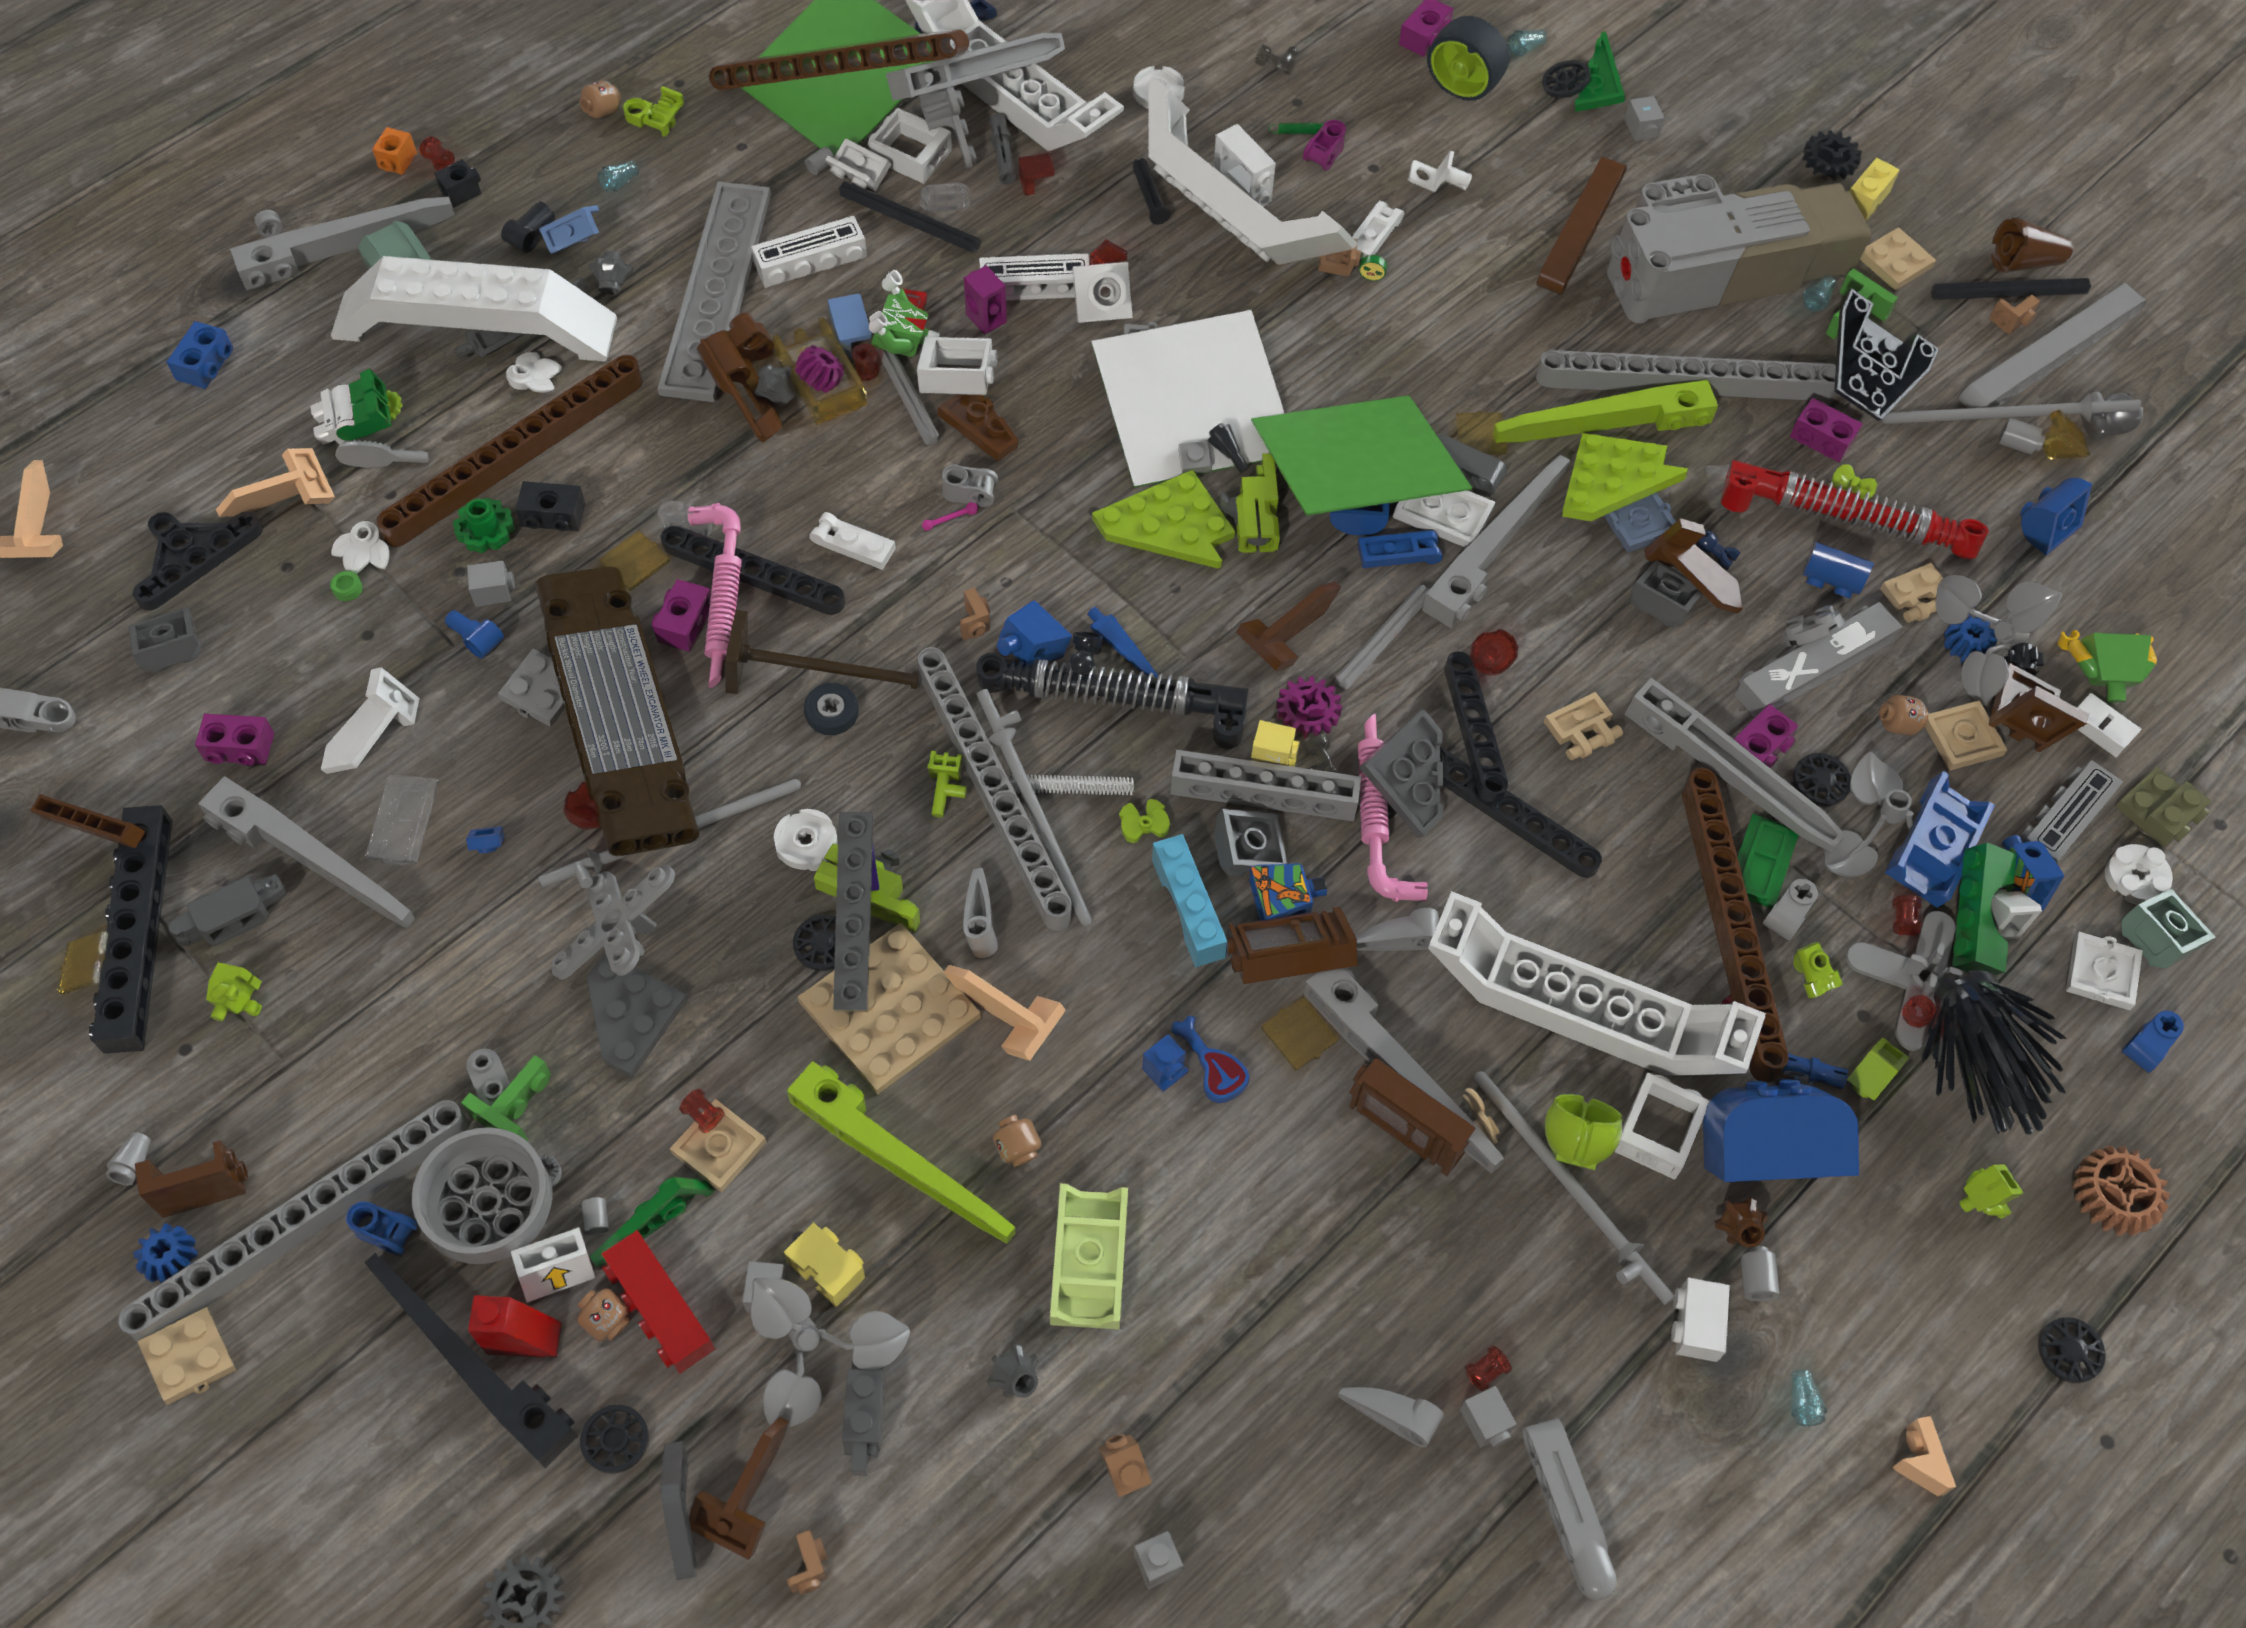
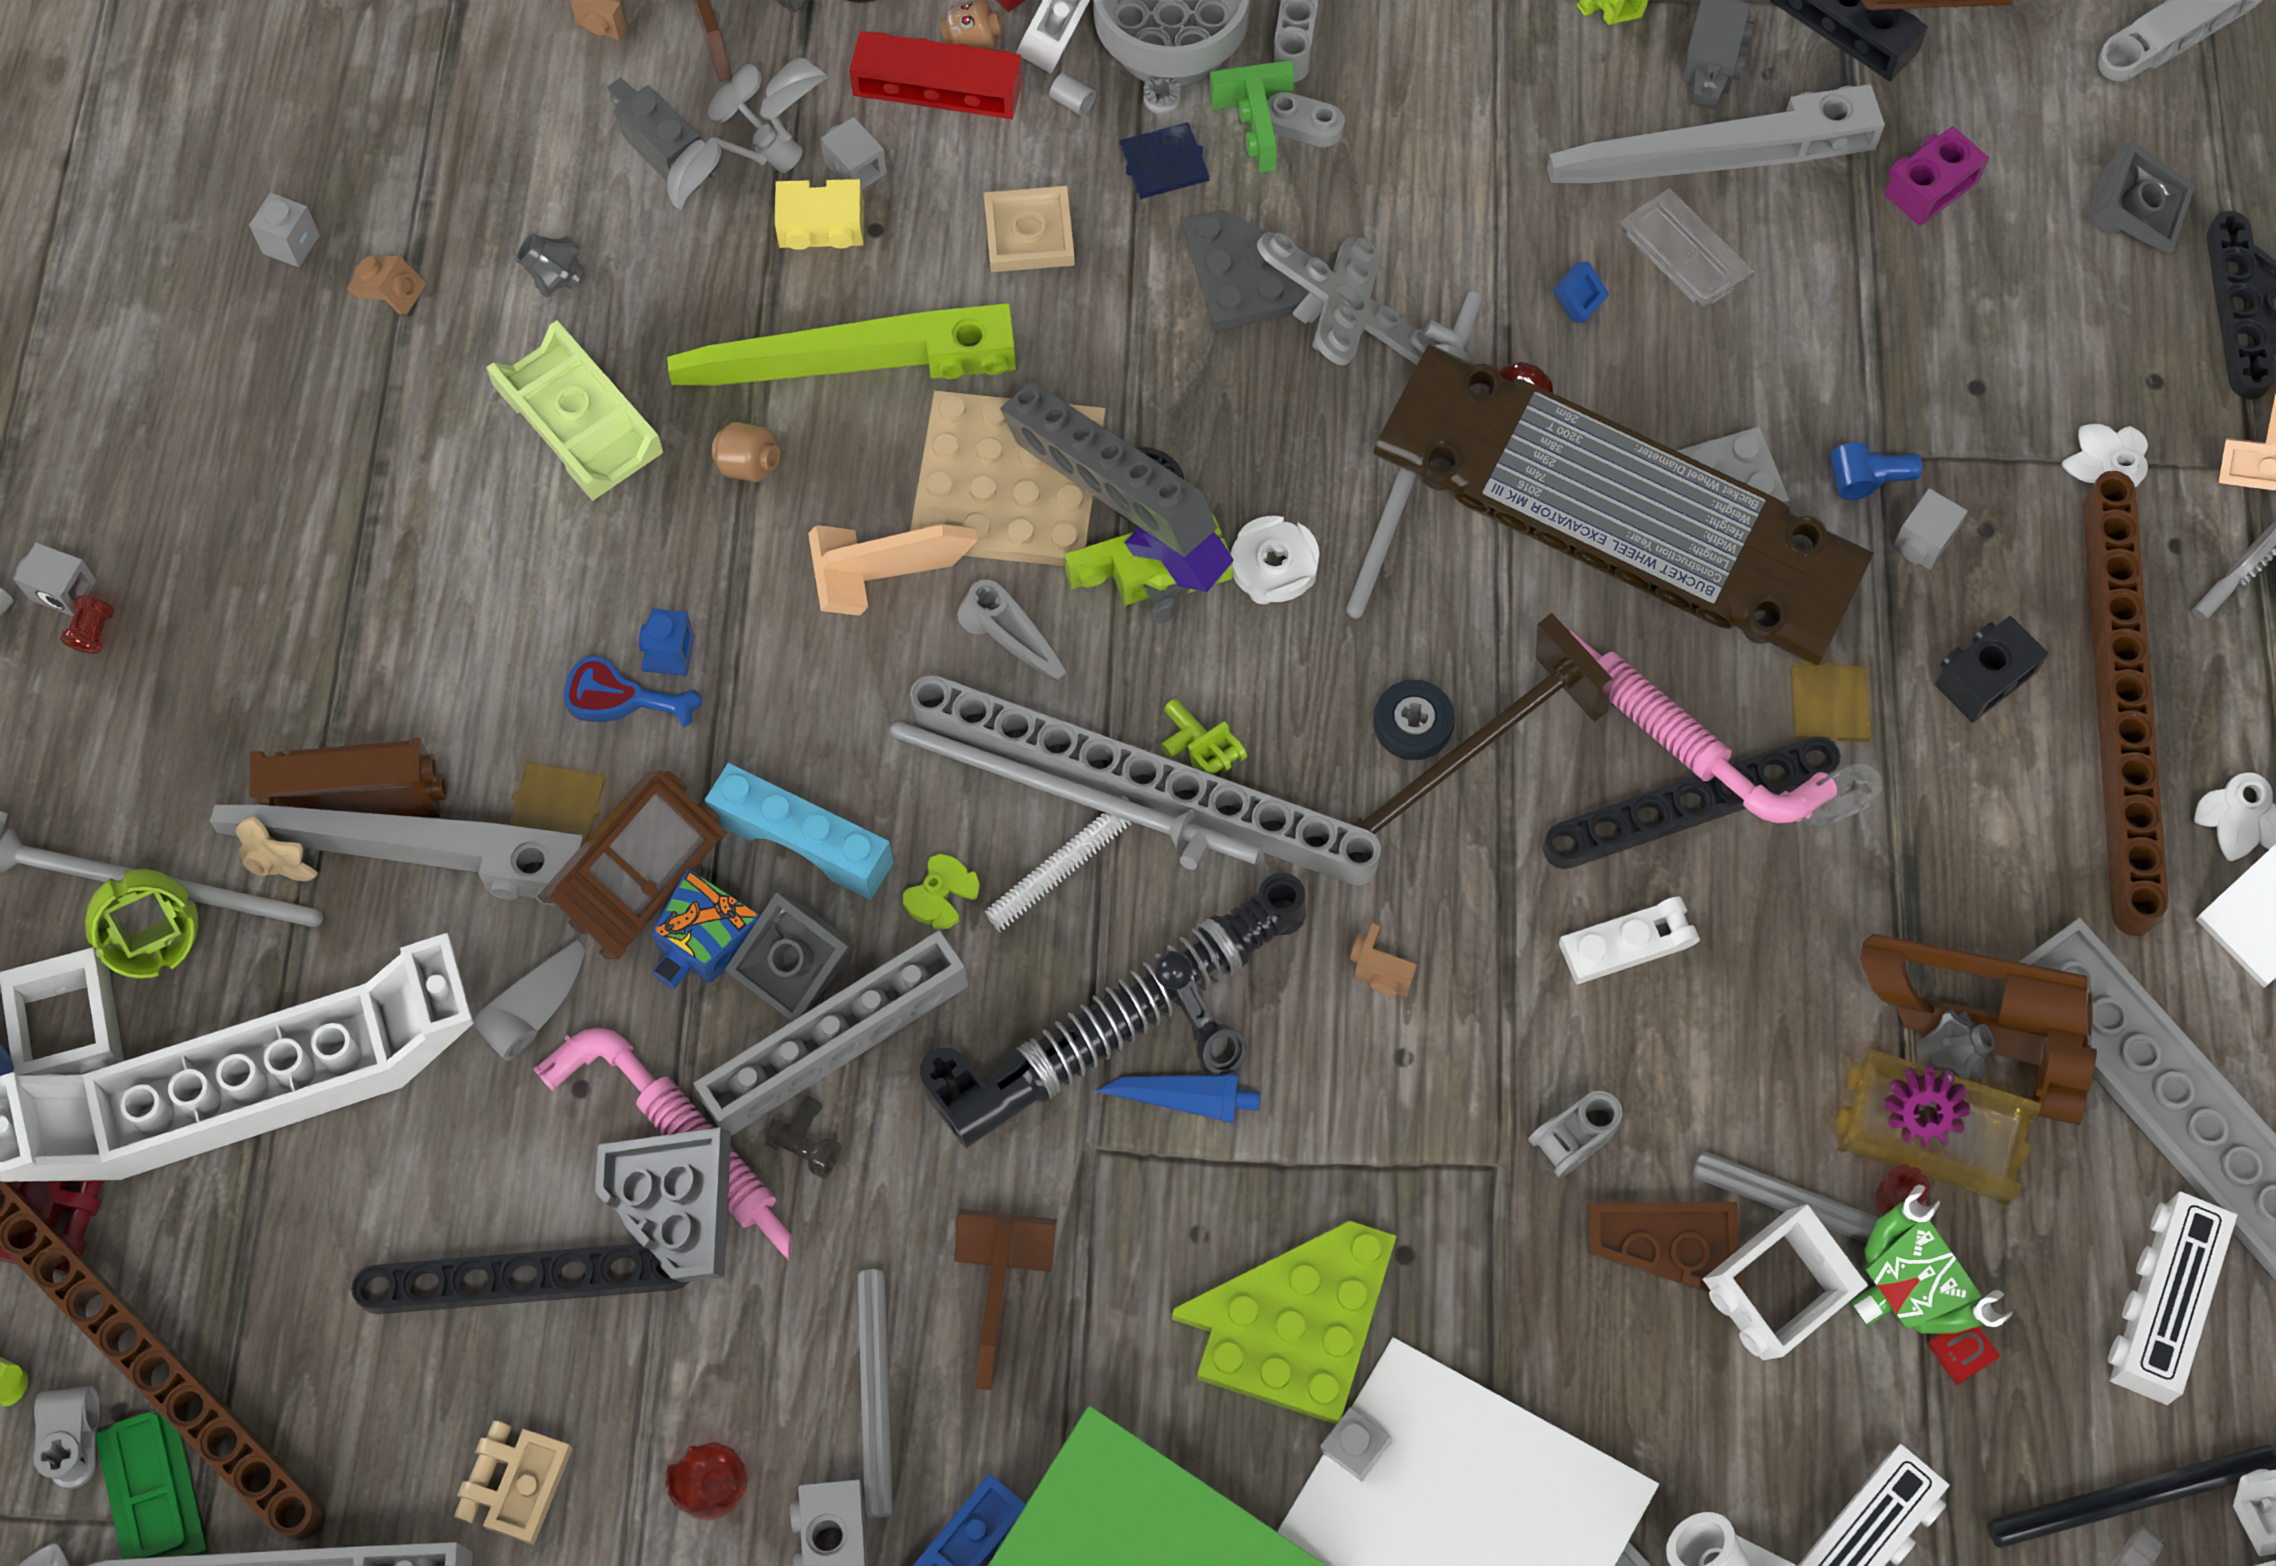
camera: 140 degrees right, 5 degrees up
(346, 586) = (2067, 409): bright green tile -> none
(354, 740) = (1838, 294): white piece -> none
(483, 525) = (2028, 587): green plant -> none
(593, 1128) = (1164, 160): none -> clear blue piece
(657, 1211) = (1016, 128): green wing -> none
(684, 629) = (1686, 649): magenta brick -> none
(691, 1105) = (1066, 222): clear red bush -> none
(849, 321) = (1988, 1225): medium blue panel -> none
(971, 508) = (1572, 1044): dark pink hinge -> none
(985, 299) = (1865, 1419): magenta brick -> none
(1033, 635) = (1284, 983): blue torso -> none
(1225, 442) = (1337, 1499): black cone -> none
(1255, 509) = (1202, 1423): lime plate -> none
(1275, 744) = (855, 1076): light yellow brick -> none
(1307, 704) = (859, 1201): magenta gear -> none
(1404, 1416) = (149, 516): light grey piece -> none
(1481, 724) = (646, 1354): black beam -> none

